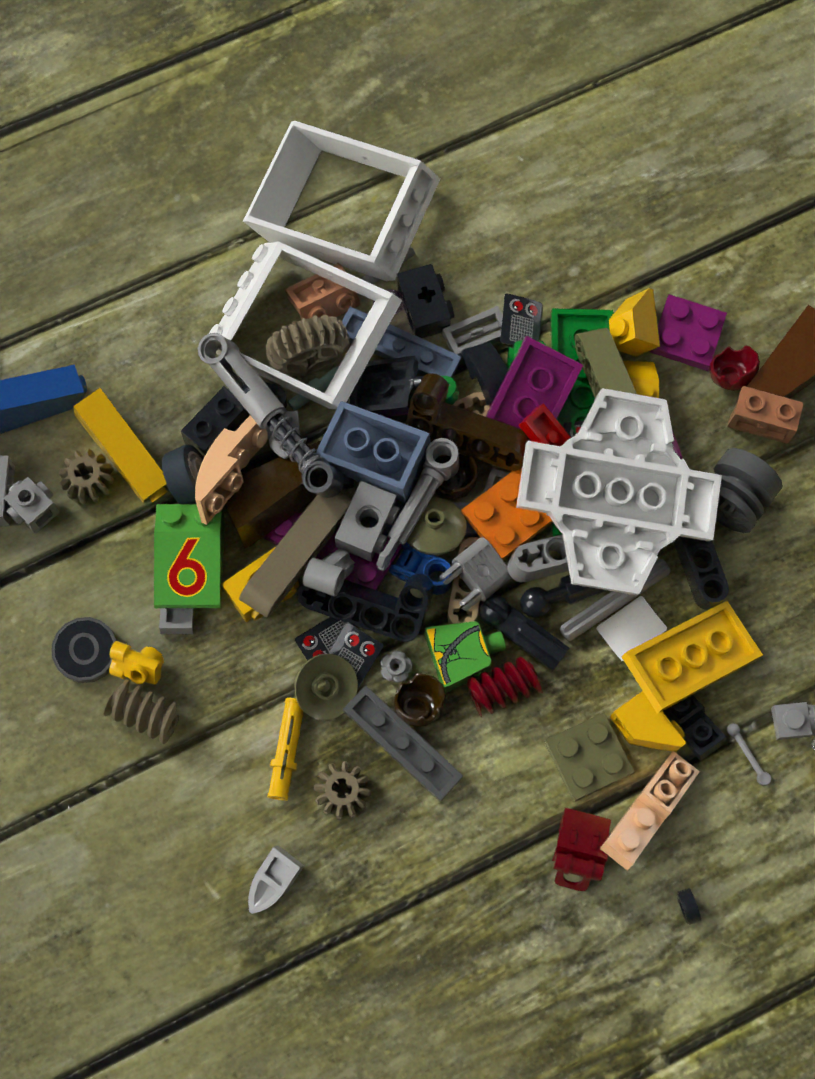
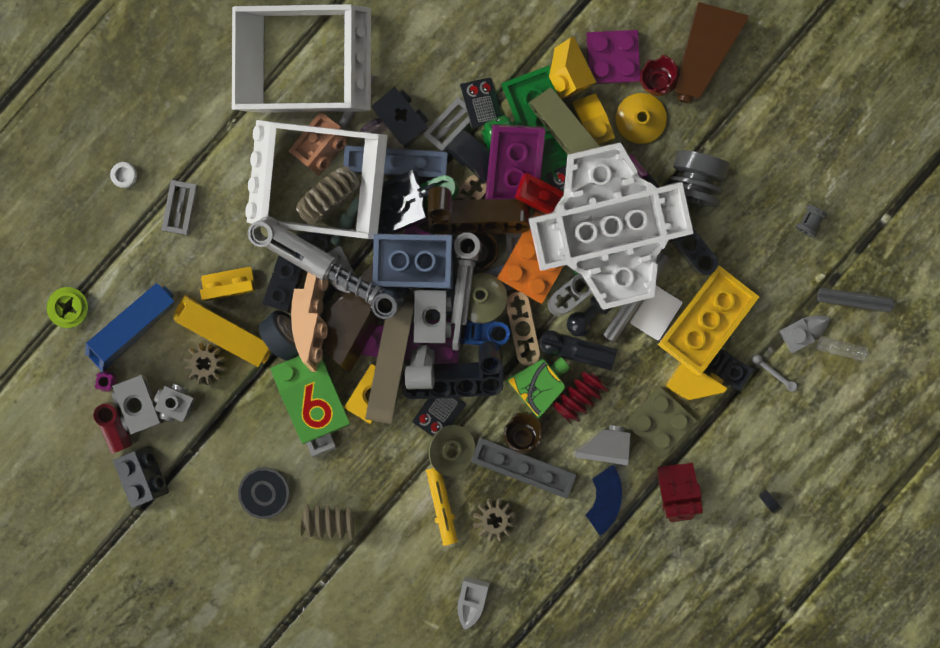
camera: 15 degrees left, 15 degrees up
(94, 248) = (123, 175): none -> white tile
(127, 299) = (189, 210): none -> light grey tile
(137, 666) = (310, 490): yellow plate -> none
(151, 402) = (227, 284): none -> yellow bracket
(357, 649) = (462, 414): black sticker -> none
(389, 672) = (502, 412): light grey plate -> none
(480, 570) = (529, 318): light grey piece -> none
(488, 825) = (607, 501): none -> clear blue tile
(510, 755) = (606, 446): none -> light grey slope
(649, 810) = (718, 445): light nougat slope -> none
(695, 422) = (631, 127): none -> yellow dish
(766, 415) = (697, 105): nougat bracket -> none

